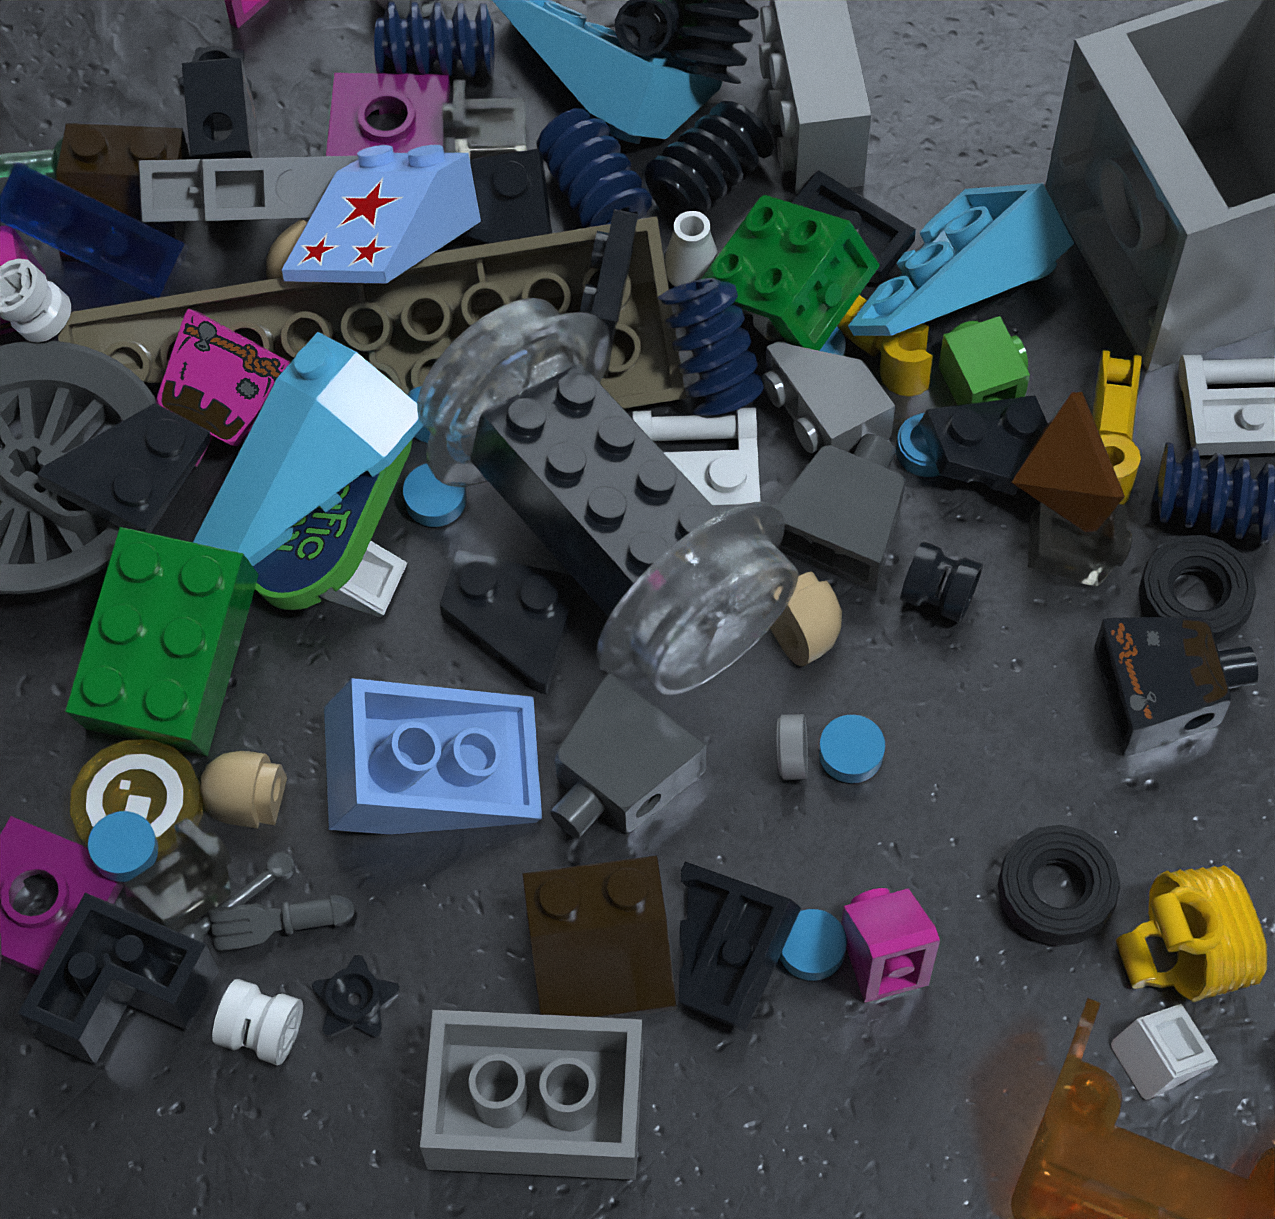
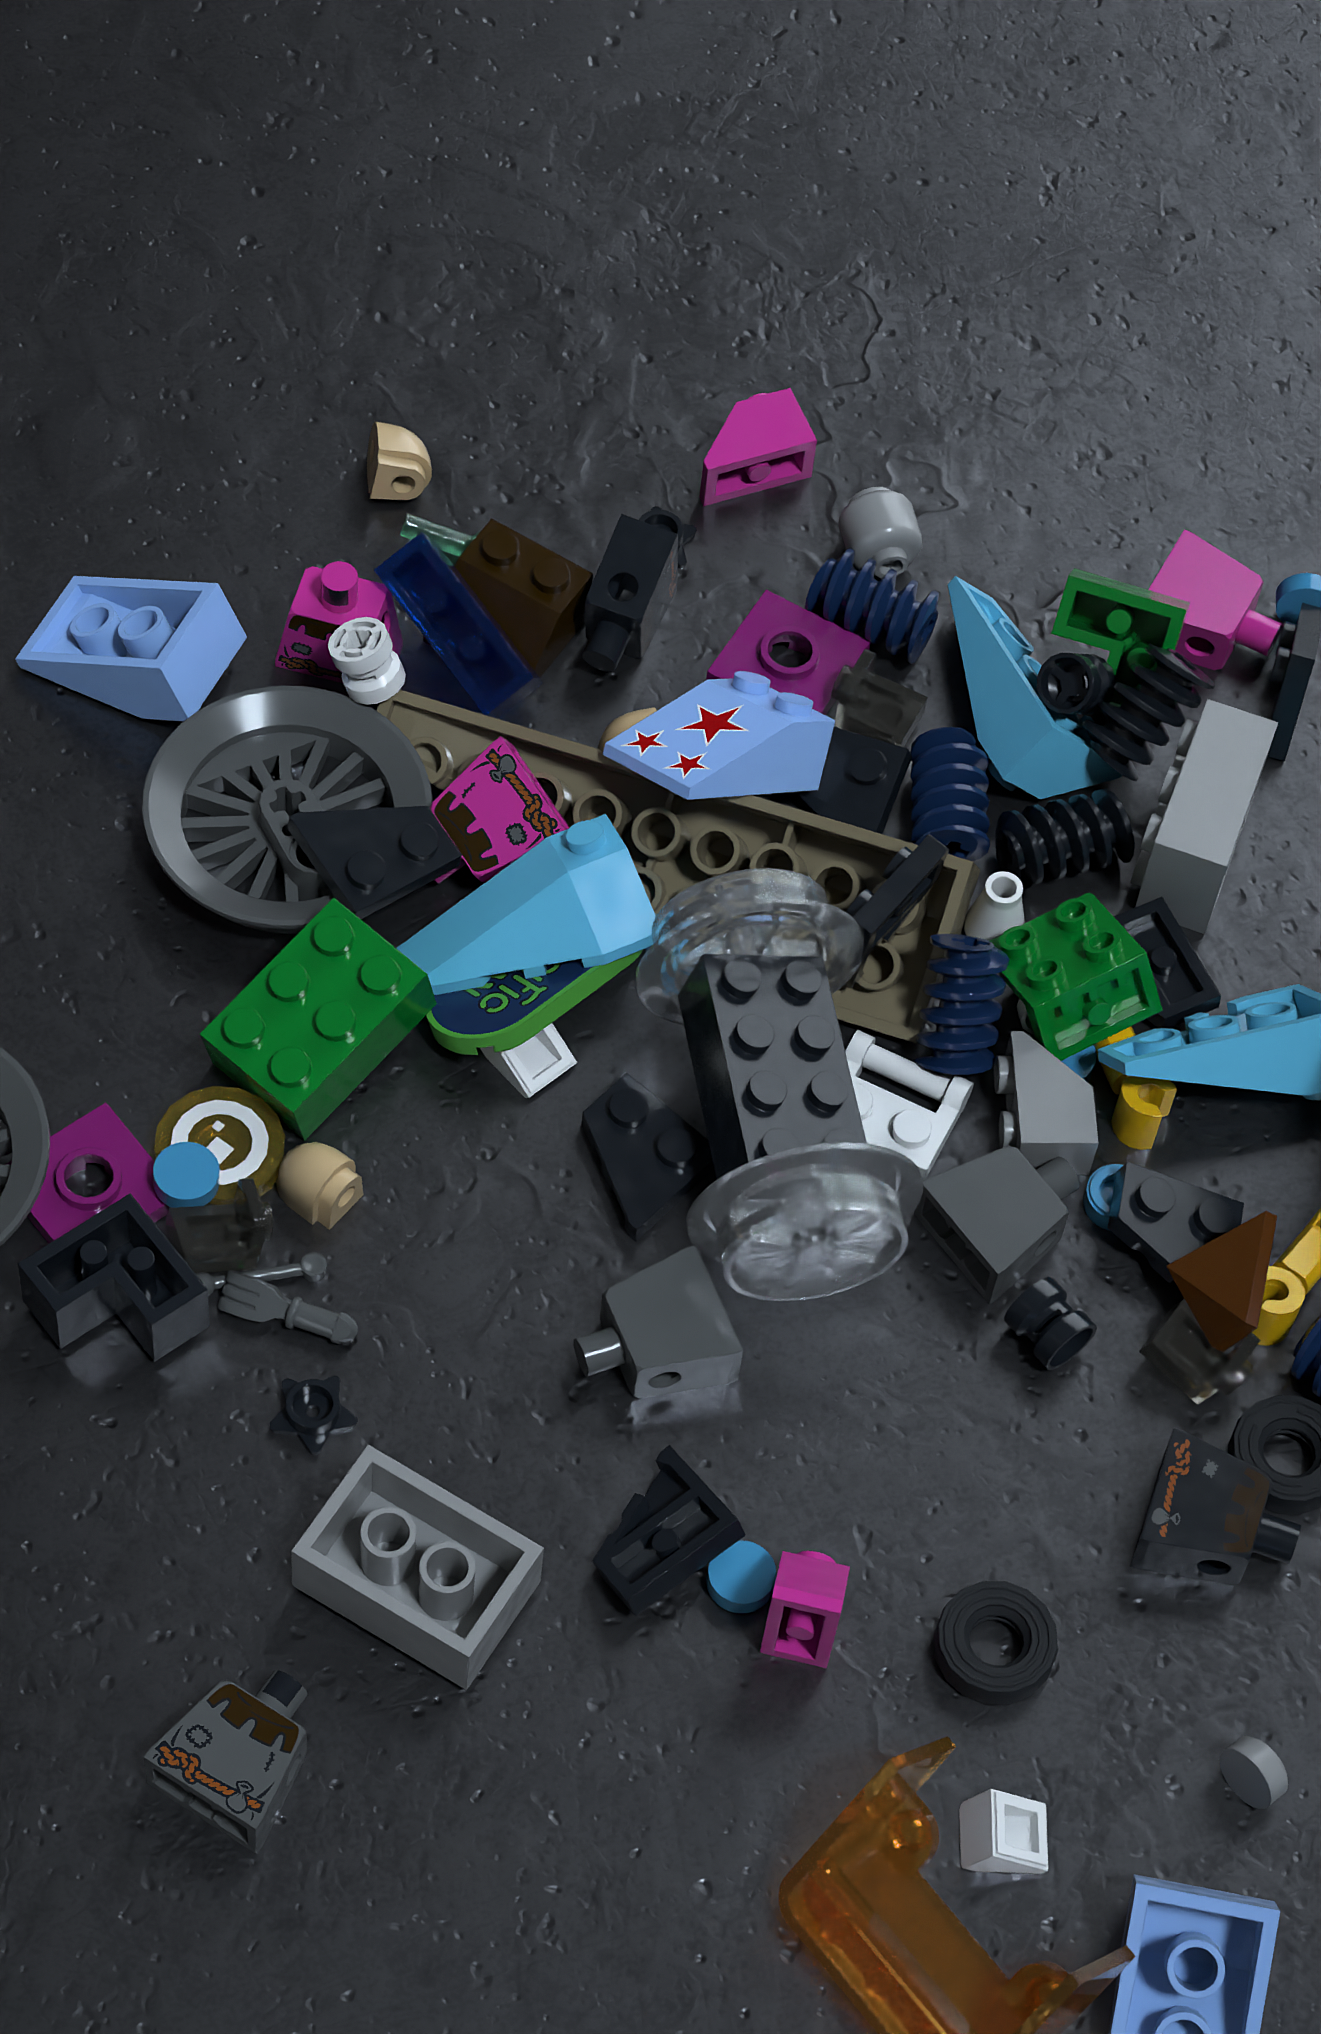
camera: 20 degrees right, 5 degrees down
(235, 187) = (609, 649): light grey slope -> none
(257, 1021) = (217, 1383): white wheel -> none
(429, 759) = (495, 1240): light blue slope -> none
(430, 500) = (630, 1020): dark azure tile -> none
(600, 939) = (555, 1468): dark brown slope -> none
(792, 746) = (825, 1396): light grey tile -> none
(809, 621) = (908, 1293): tan piece -> none
(851, 748) = (880, 1428): dark azure tile -> none
(984, 362) = (1212, 1148): bright green brick -> none
(1210, 926) = (1107, 1740): yellow piece -> none

